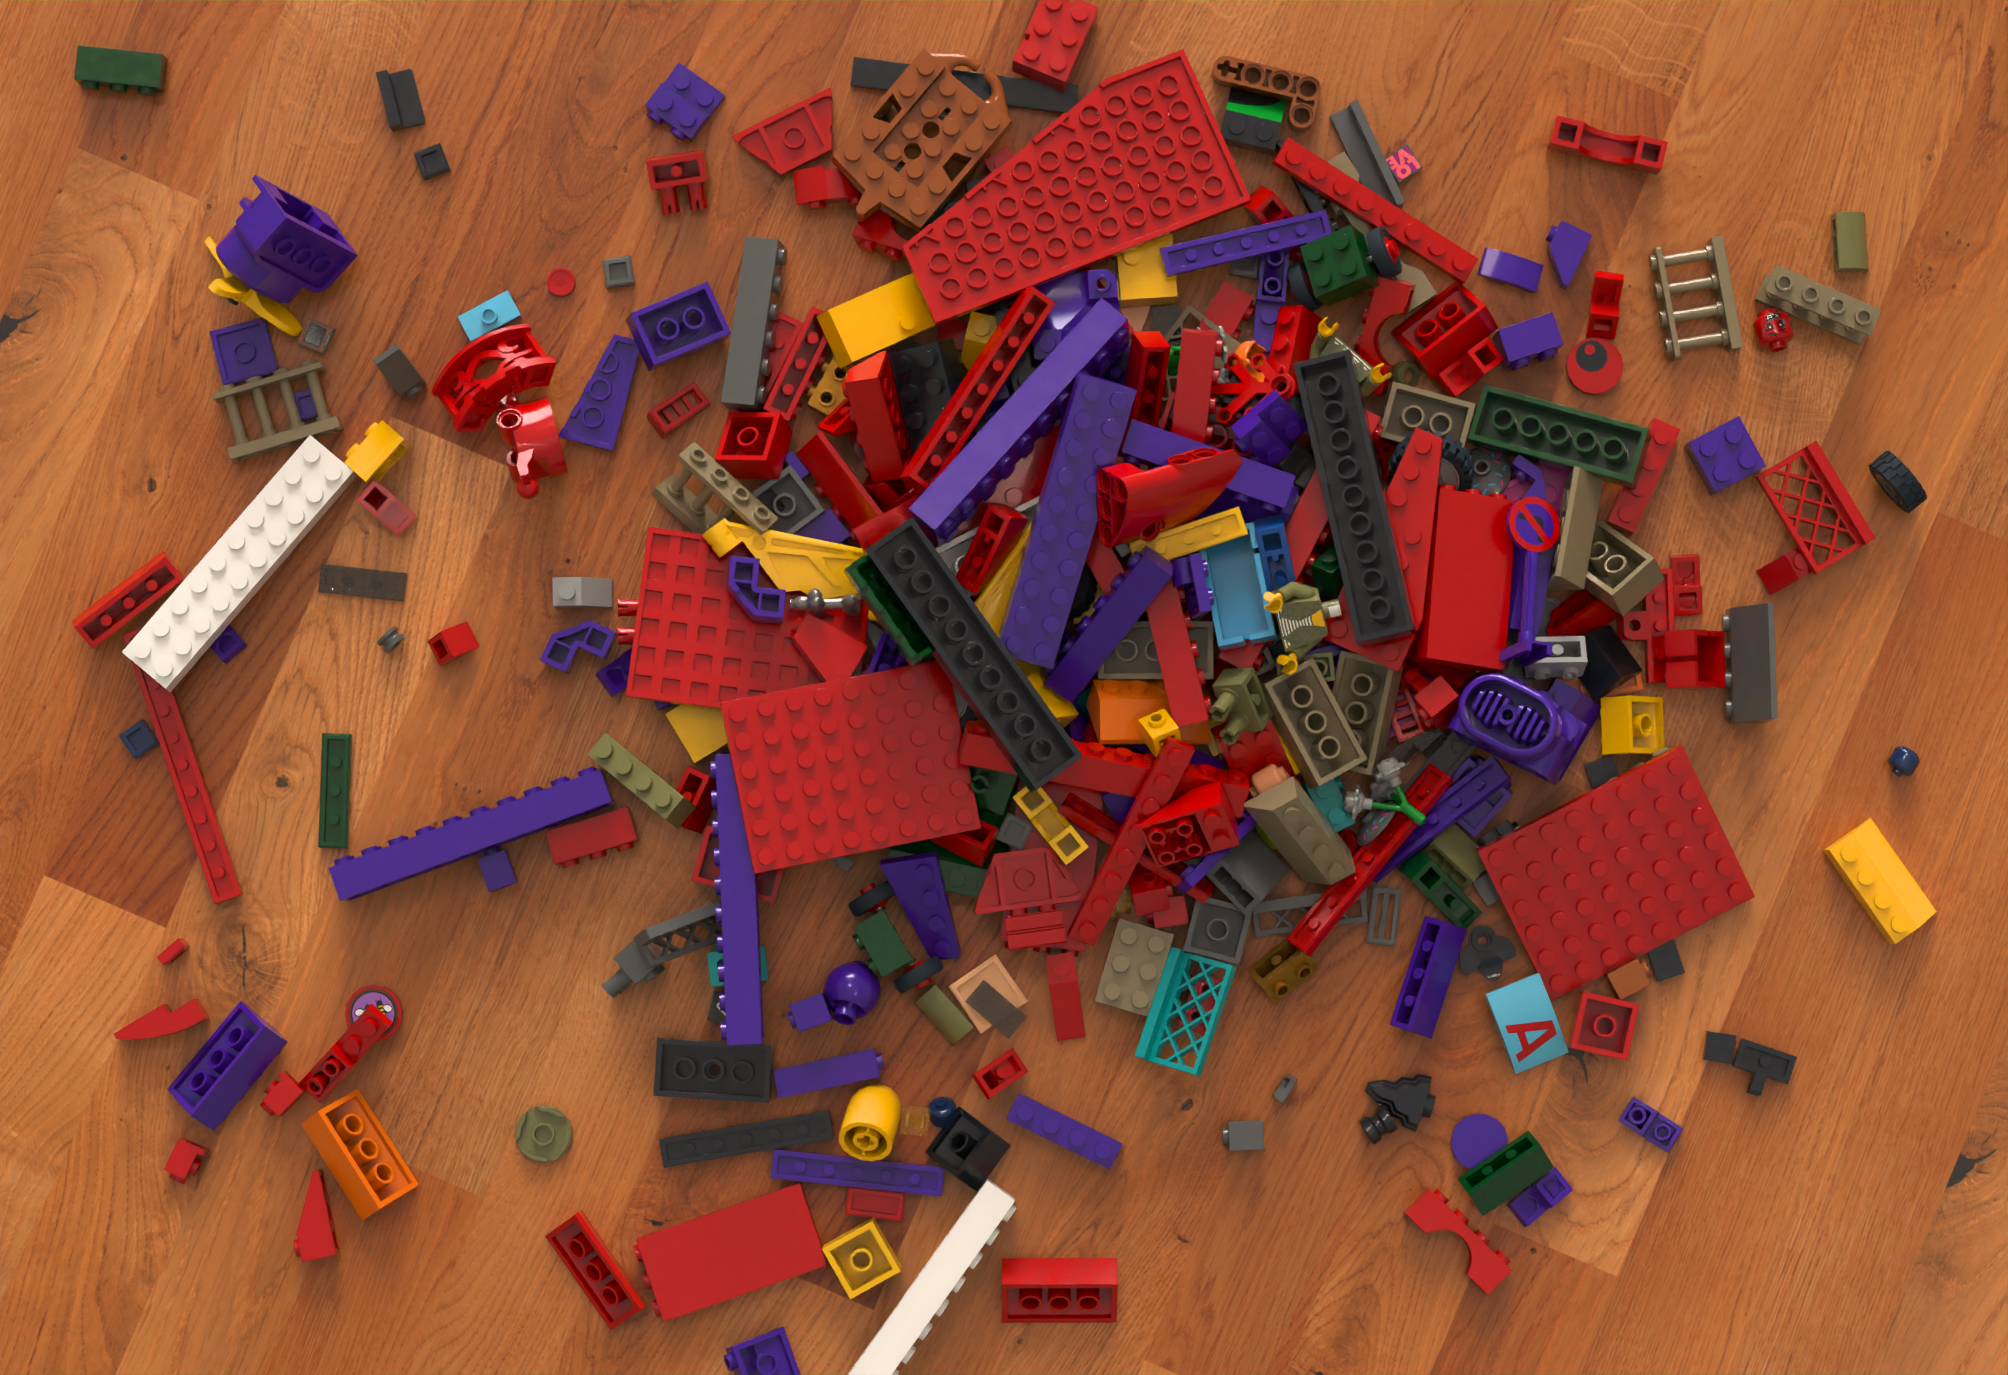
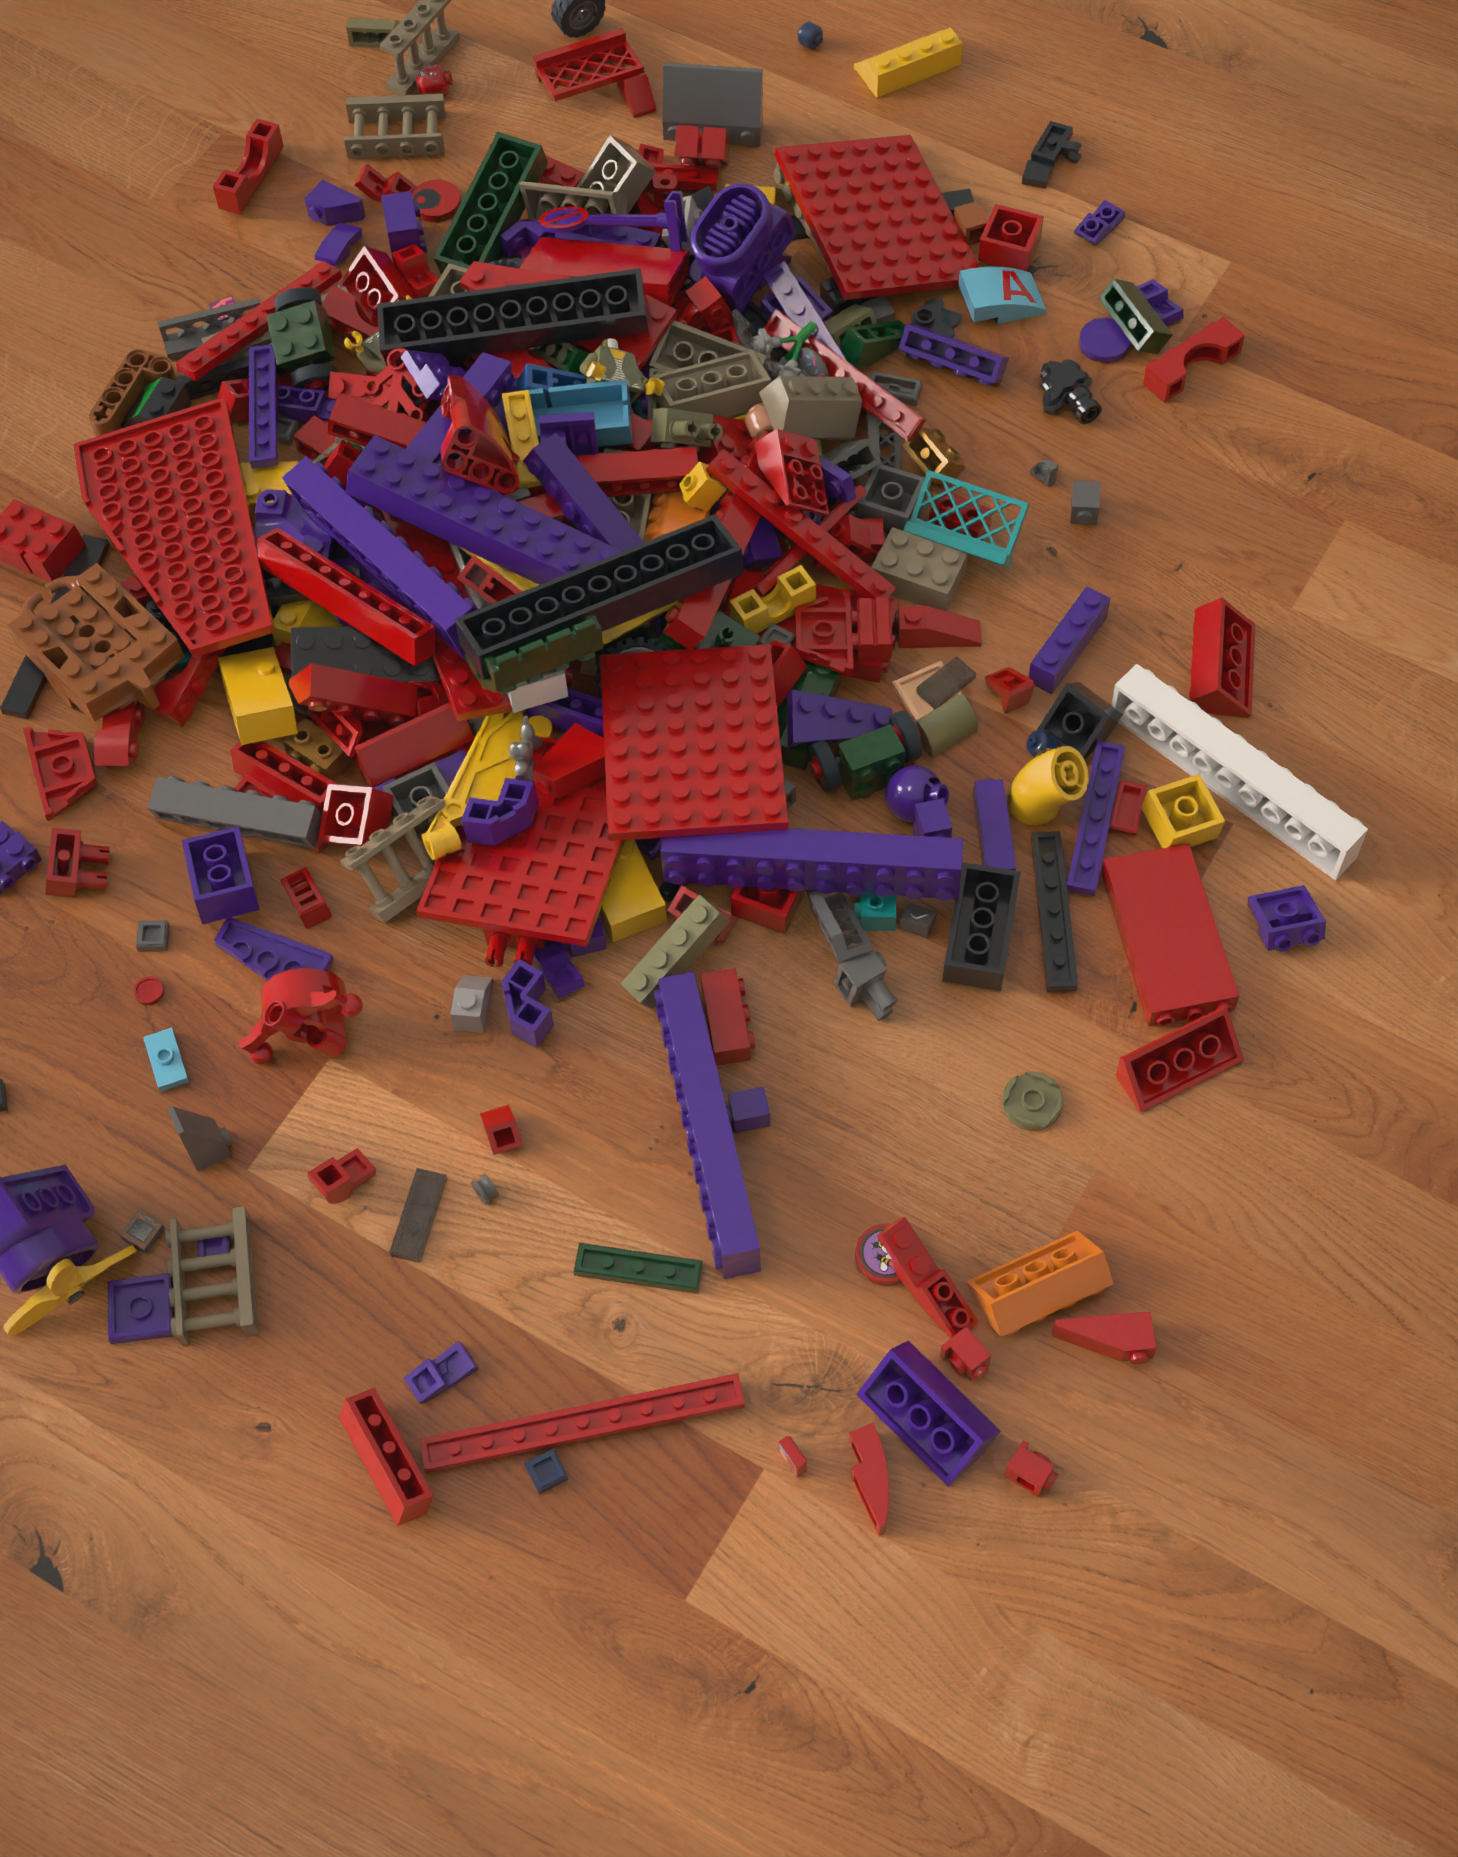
camera: 80 degrees left, 25 degrees down
(239, 563) = (373, 1331): white brick -> none
(377, 452) = (281, 1176): yellow slope -> none
(516, 373) = (231, 1008): red fence -> none
(1724, 456) = (533, 116): dark purple brick -> none

